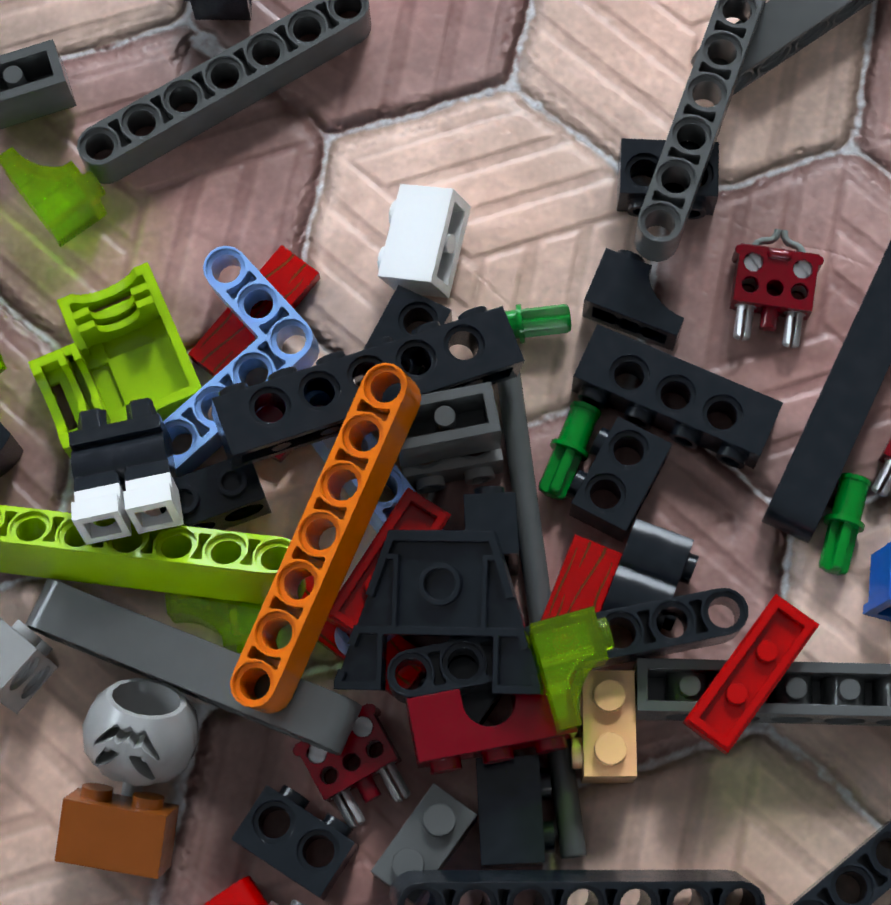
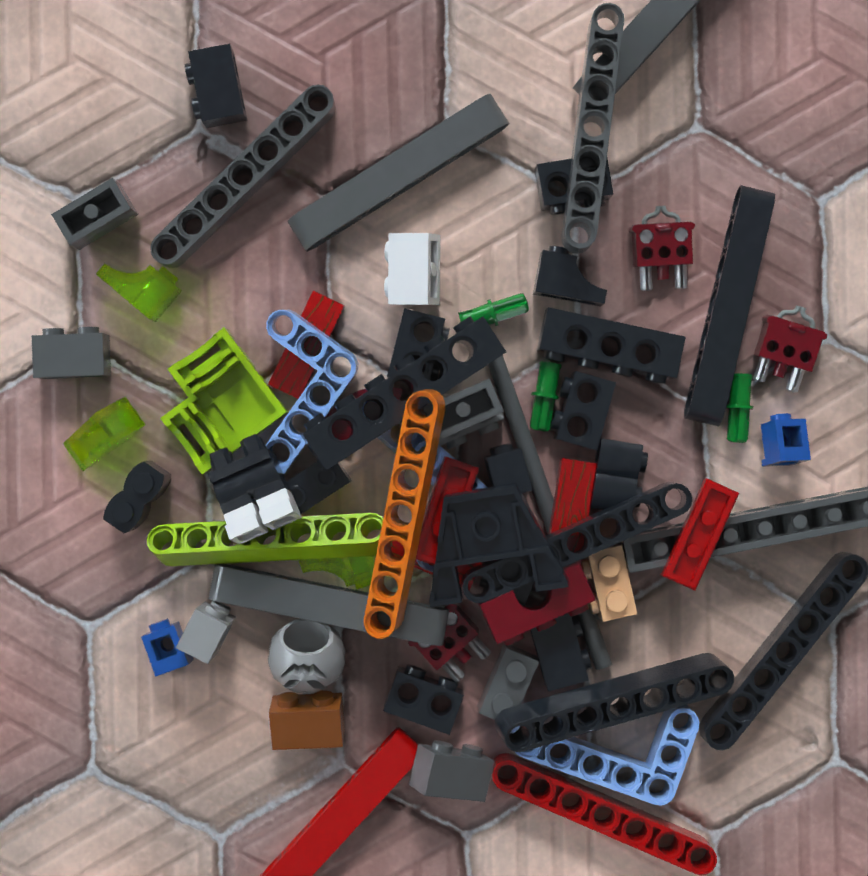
camera: 15 degrees left, 15 degrees up
(432, 119) = (398, 172): none -> dark grey beam
(565, 654) = (581, 556): clear neon green arch -> none

